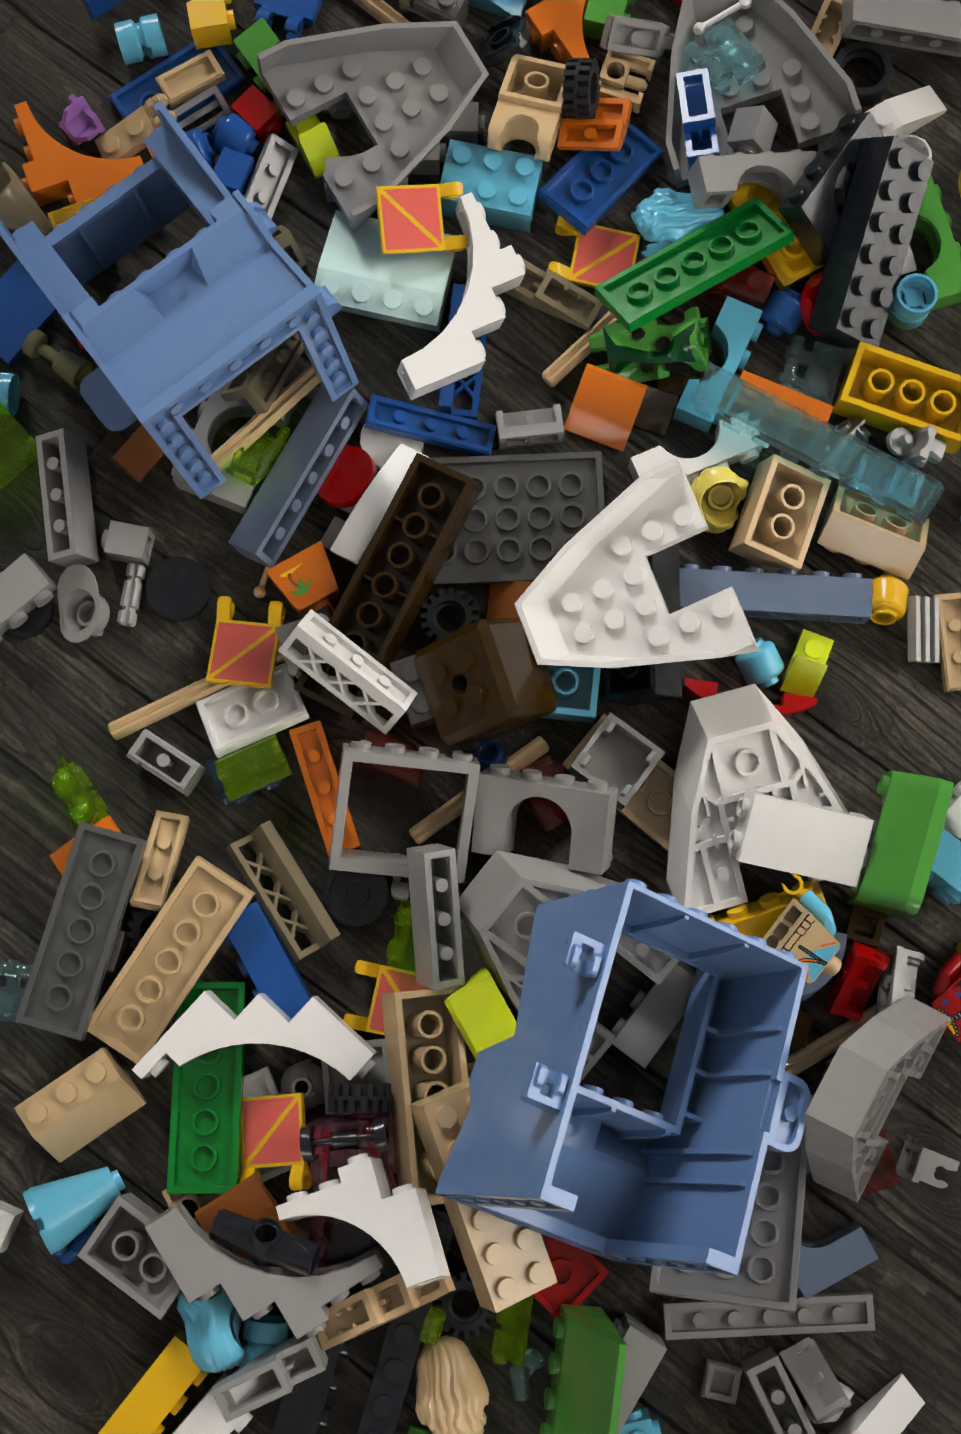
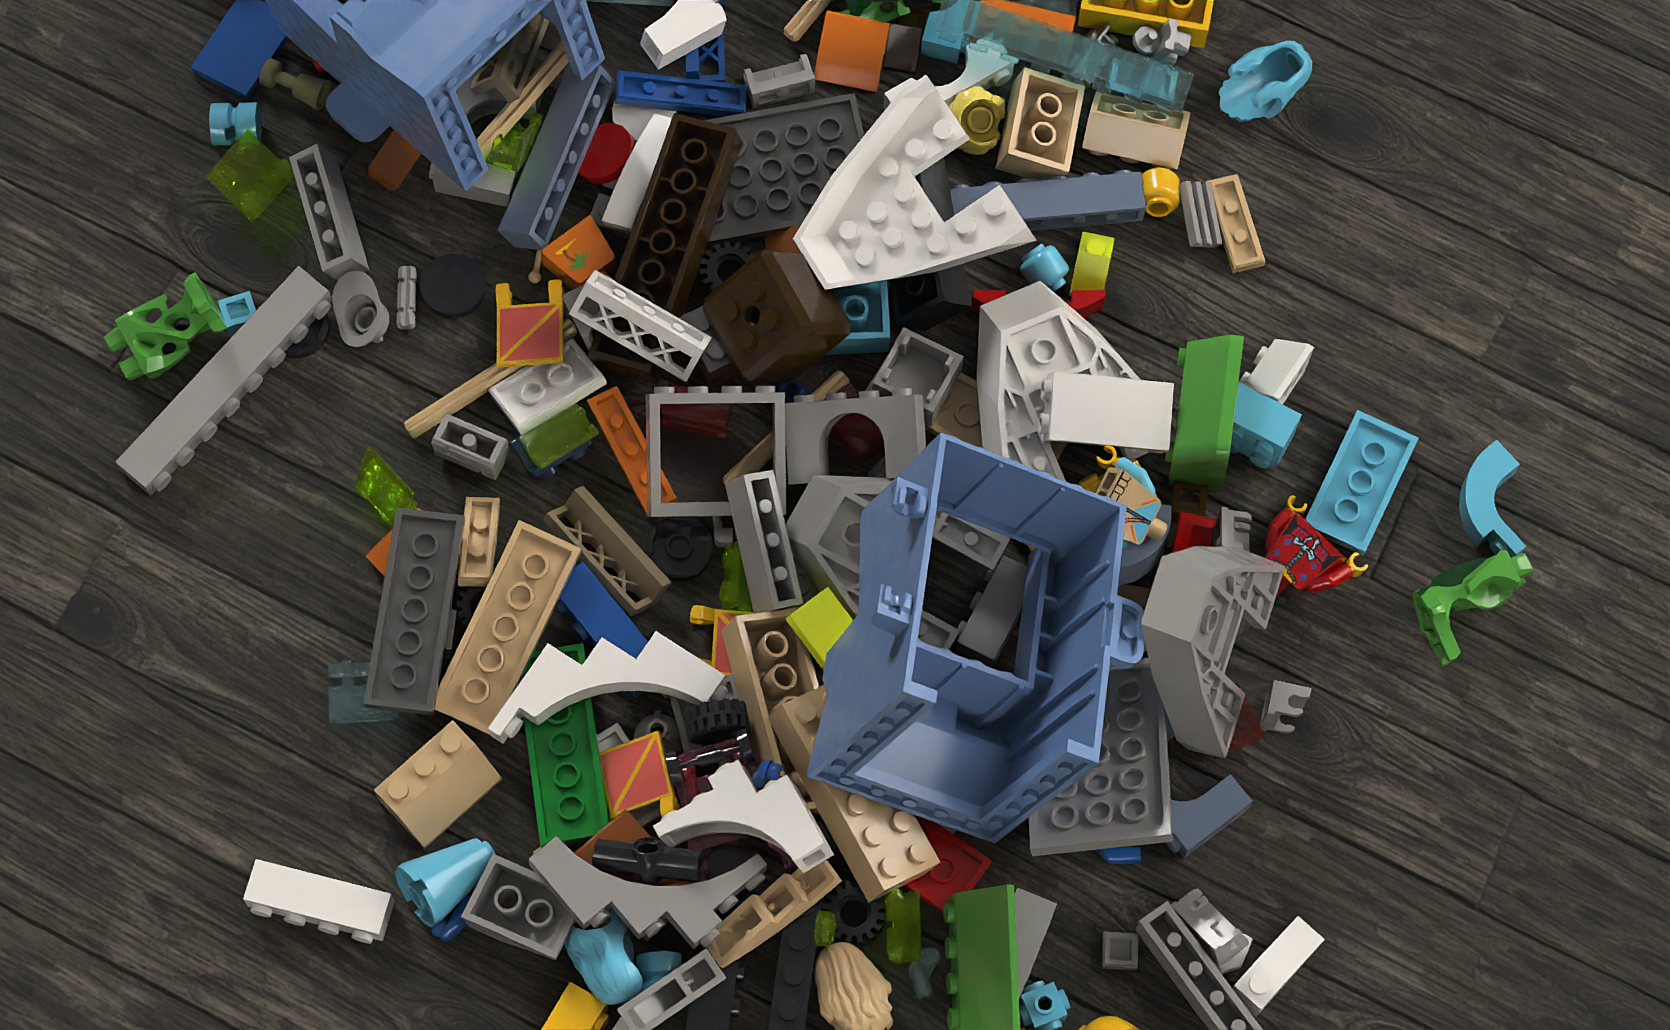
camera: 10 degrees left, 10 degrees down
(128, 543) = (395, 247): light grey brick -> none
(397, 1172) = (766, 772): none -> blue arm
(813, 1315) = (1155, 879): light grey plate -> none

